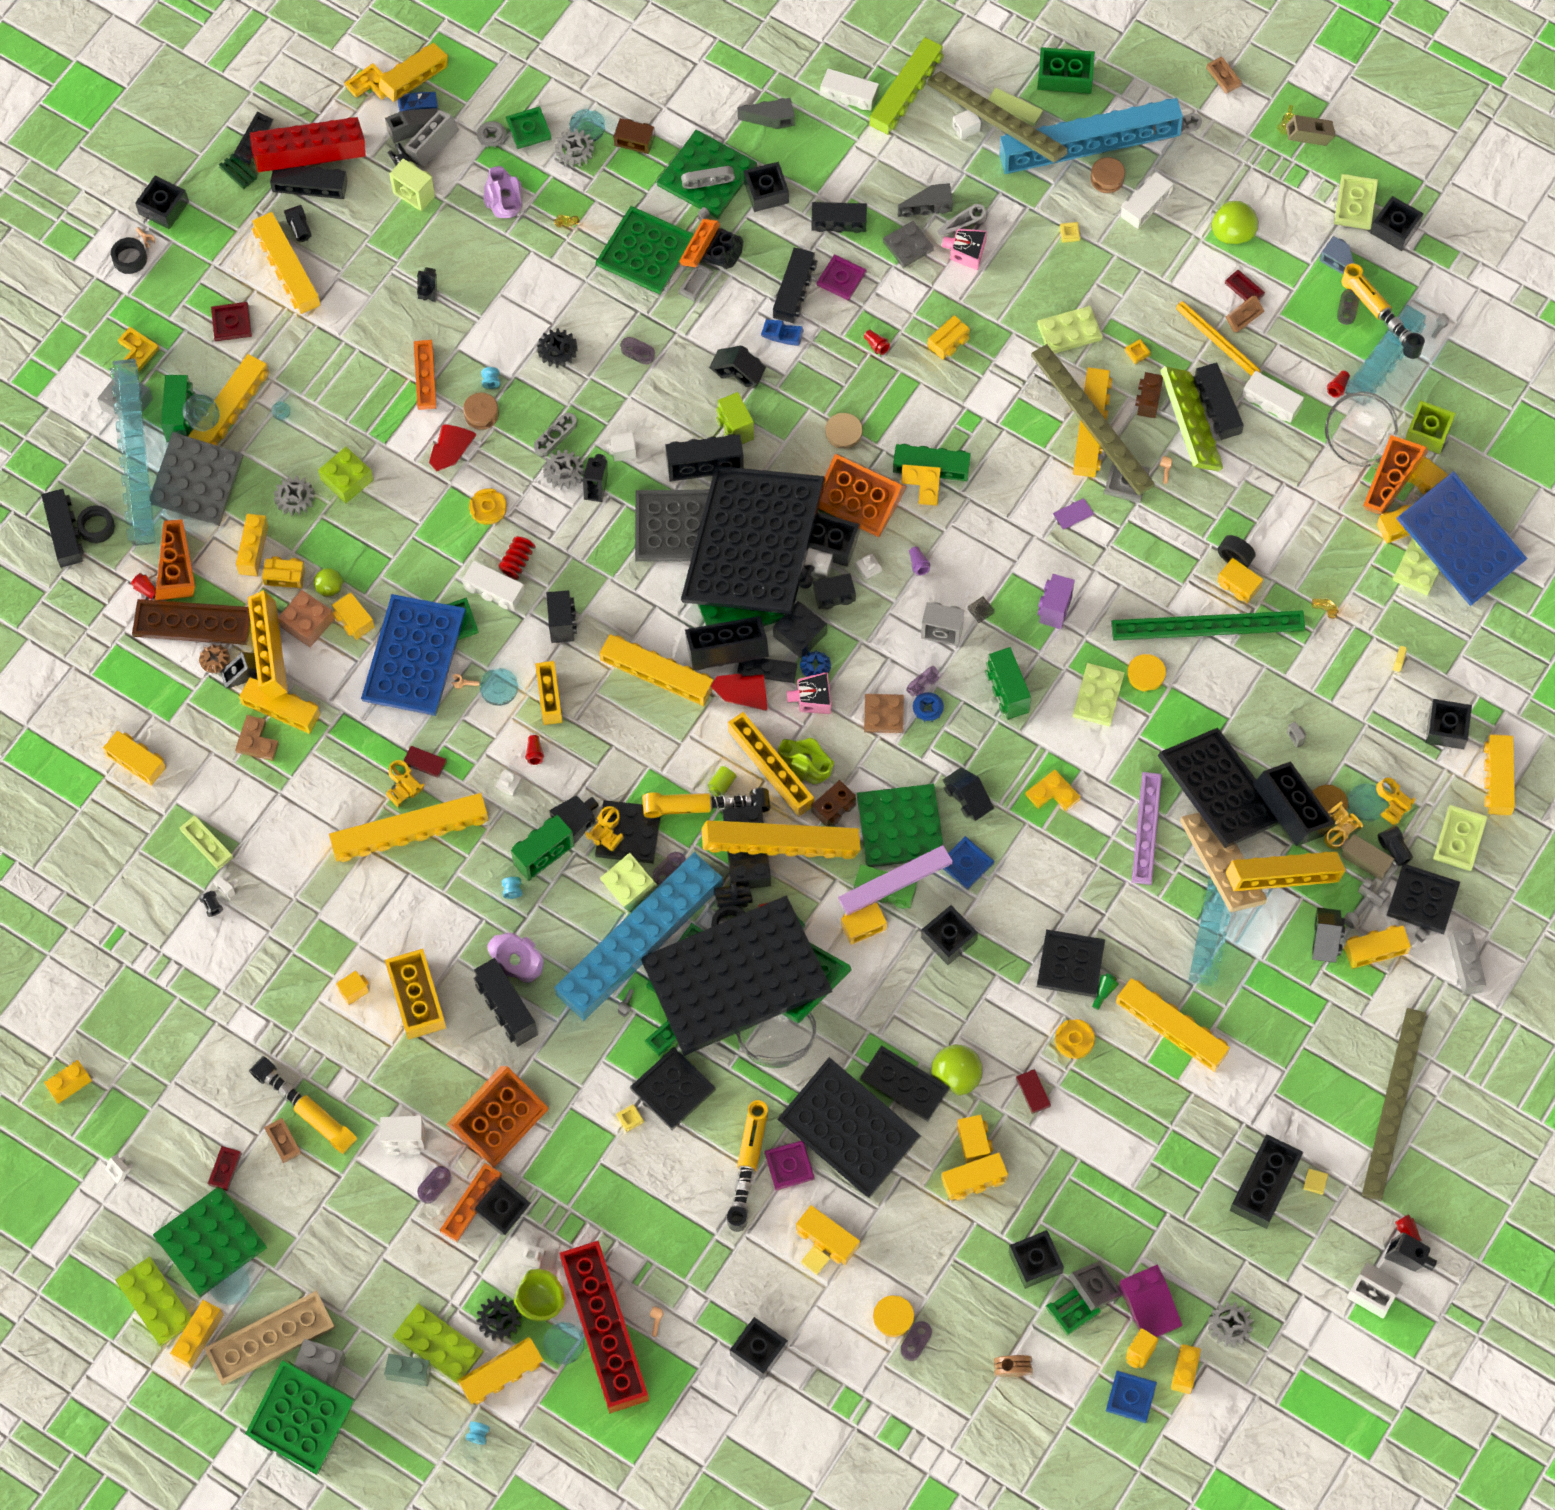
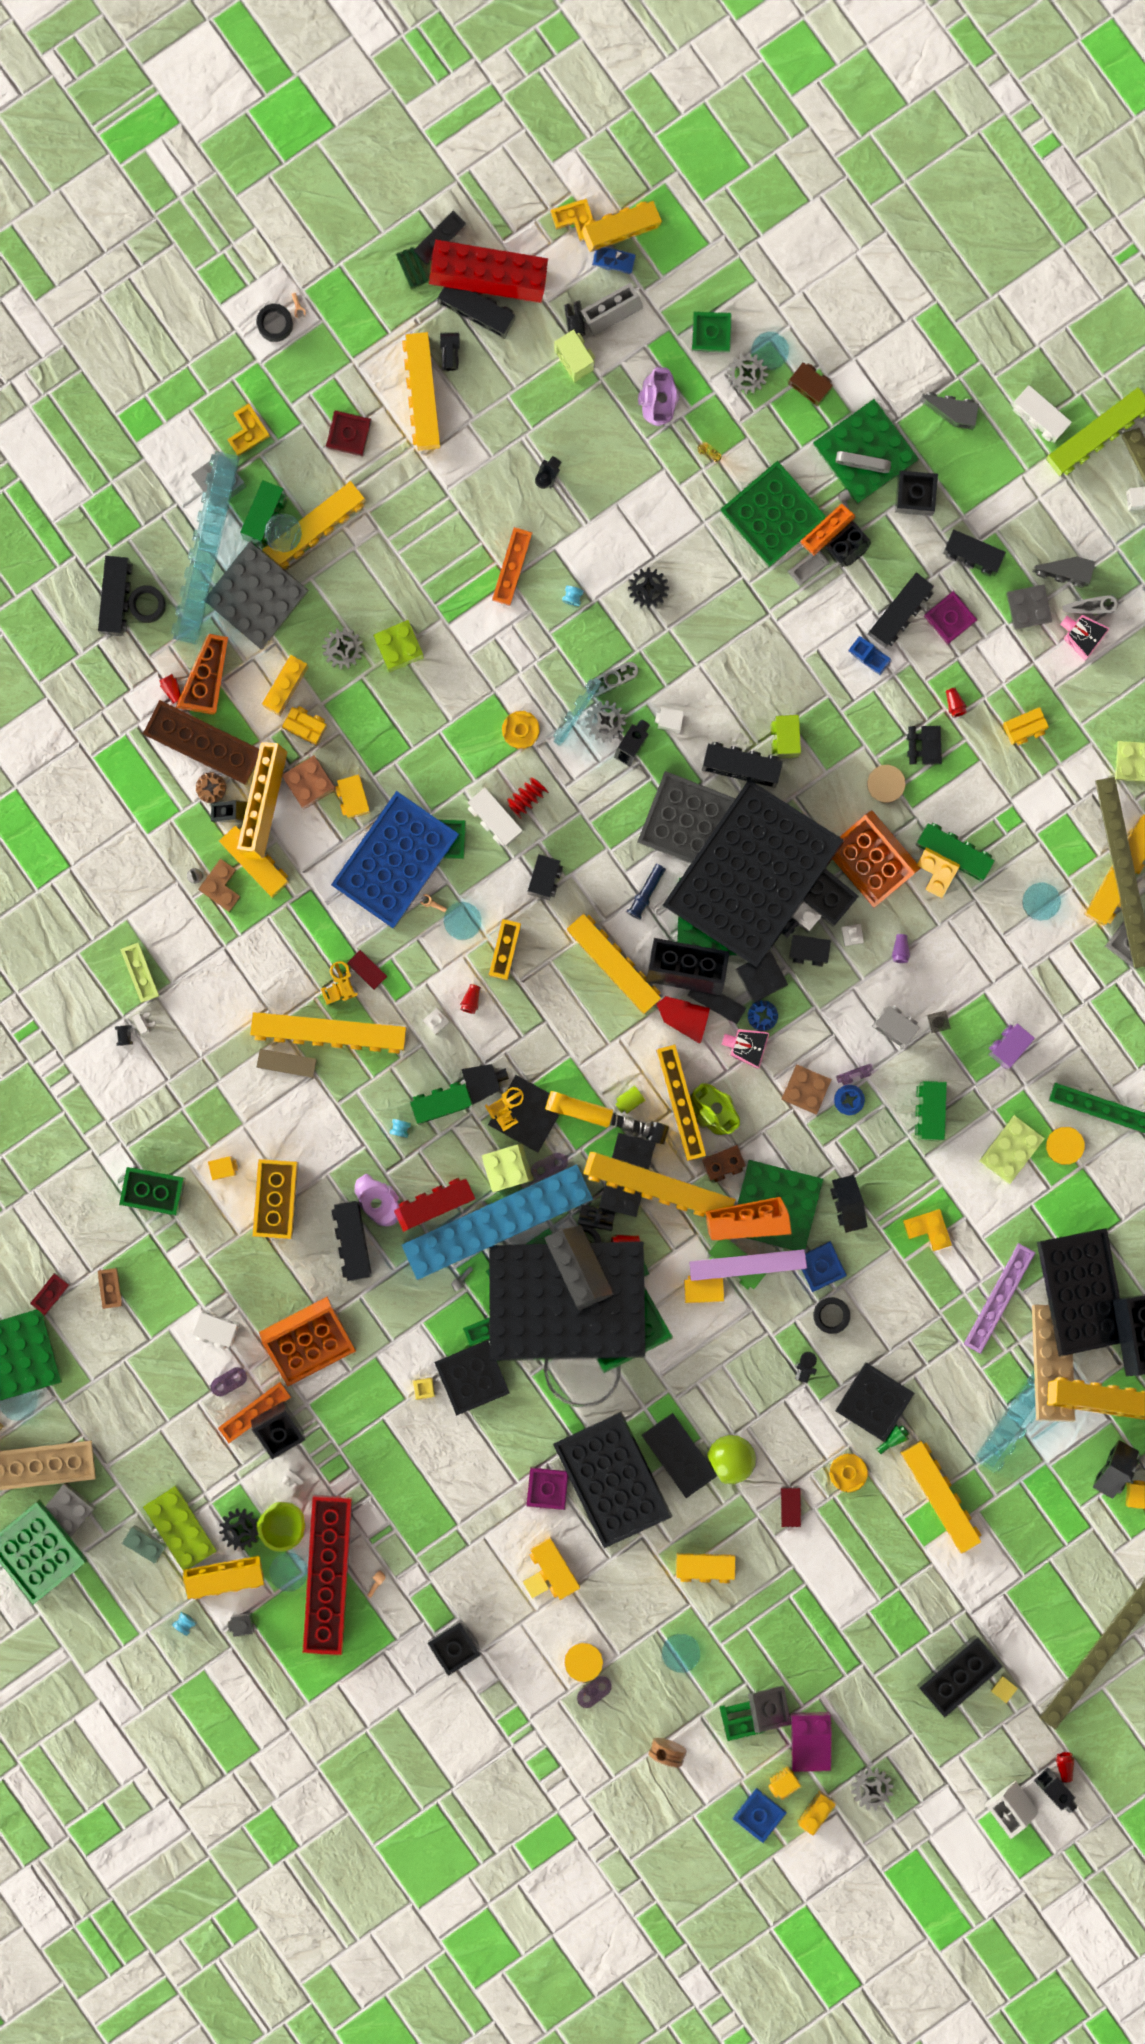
camera: 15 degrees right, 20 degrees up
(134, 757) = (103, 861): yellow brick -> none
(162, 202) = (325, 277): black brick -> none
(224, 743) = (199, 875): none -> light grey hinge
(280, 406) = (362, 544): clear light blue plate -> none
(291, 1031) = (152, 1191): none -> green brick
(328, 582) = (343, 751): lime hair -> none
(338, 1135) = (140, 1265): piece -> none
(379, 872) = (286, 1063): none -> dark tan tile
(407, 123) = (598, 282): dark grey slope -> none
(450, 446) = (507, 655): red panel -> none
(481, 411) = (551, 627): medium nougat head -> none
(491, 127) = (676, 316): light grey gear -> none
(535, 461) = (581, 704): none -> clear light blue plate
(535, 1410) = (241, 1624): none -> dark grey brick
(571, 939) = (435, 1204): none -> red brick
(638, 351) = (724, 621): plate -> none
(660, 605) = (642, 899): none -> dark blue pin
(732, 937) = (578, 1266): none -> dark grey slope
(738, 363) = (812, 678): black brick -> none
(747, 1163) = (510, 1474): piece -> none
(870, 385) = (930, 745): none -> black plate
(878, 837) = (749, 1220): none -> orange wedge
(949, 935) = (775, 1334): black brick -> none
(973, 1138) = (719, 1532): yellow brick -> none
(985, 1270) = (681, 1653): none -> clear light blue tile
(990, 954) = (805, 1367): none -> black hips
(995, 886) = (817, 1315): none -> black tyre
(1029, 476) = (1041, 901): none -> clear light blue tile
(1036, 1259) = (727, 1665): black brick -> none
(1073, 513) = (1067, 955): medium lavender sticker -> none

